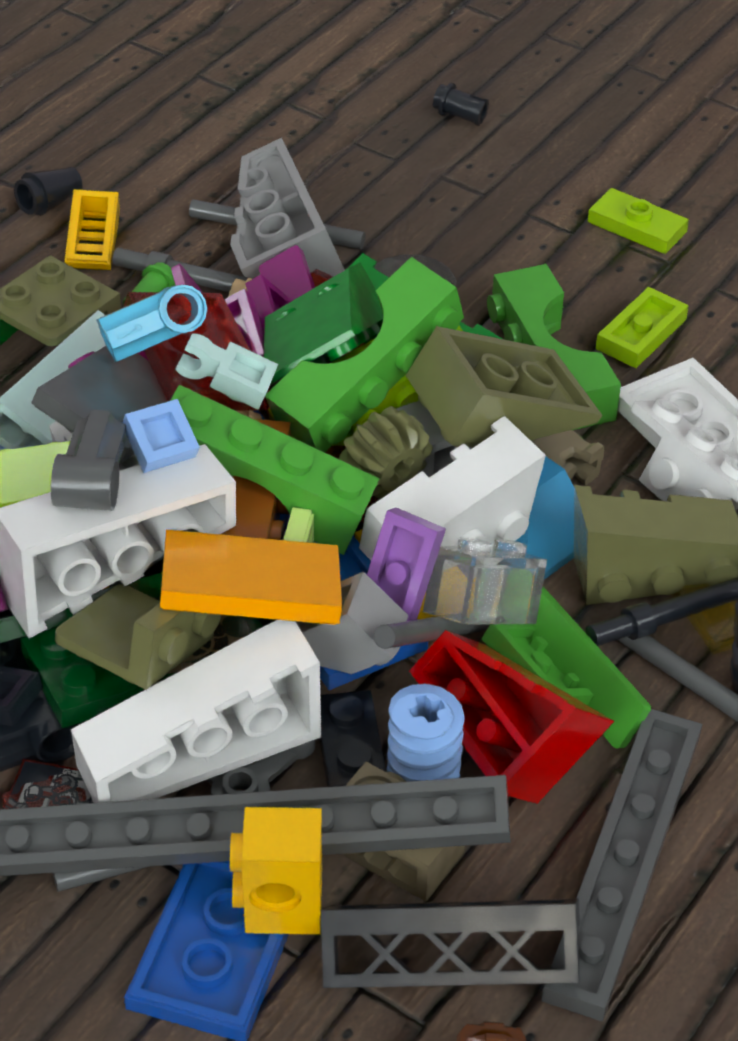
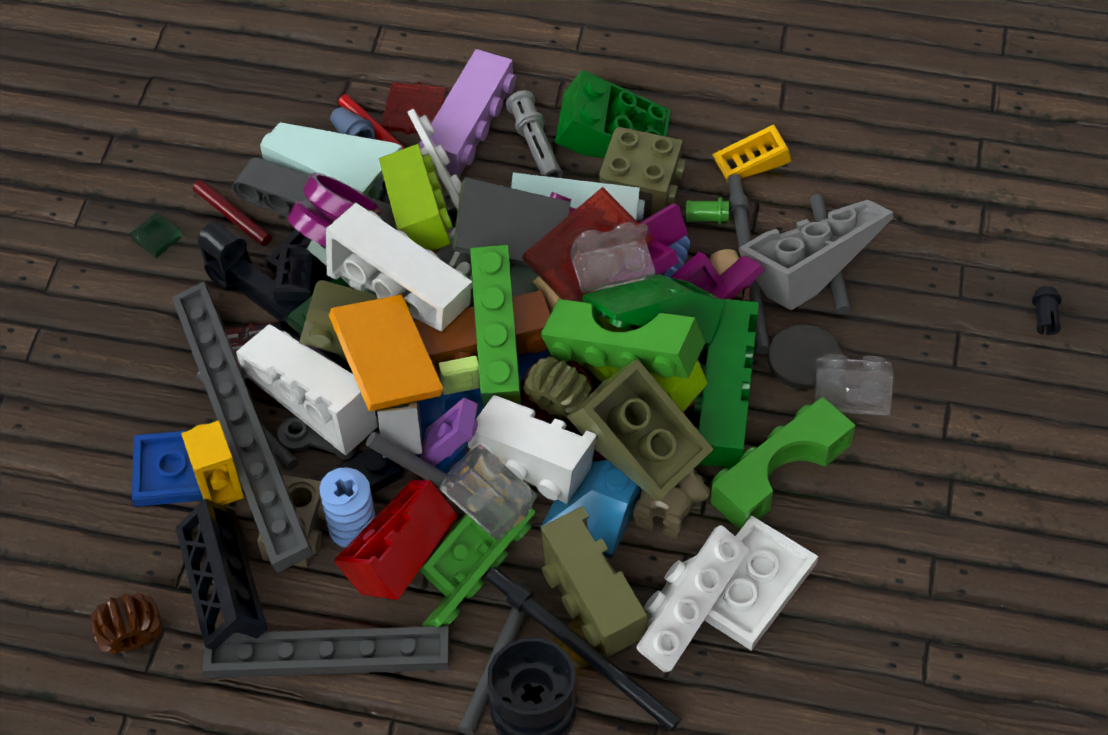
camera: 70 degrees right, 10 degrees up
(44, 190) = (778, 111): black cone -> none
(90, 469) = (393, 231): dark grey piece -> none
(148, 322) = (569, 208): medium azure piece -> none
(160, 435) = (450, 253): light blue tile -> none
(234, 371) = (559, 274): light aqua plate -> none
(237, 316) = (612, 257): none -> clear bracket
(477, 253) = (855, 384): none -> clear bracket
(638, 220) = (980, 476): lime plate -> none
(642, 327) = (842, 515): lime plate -> none

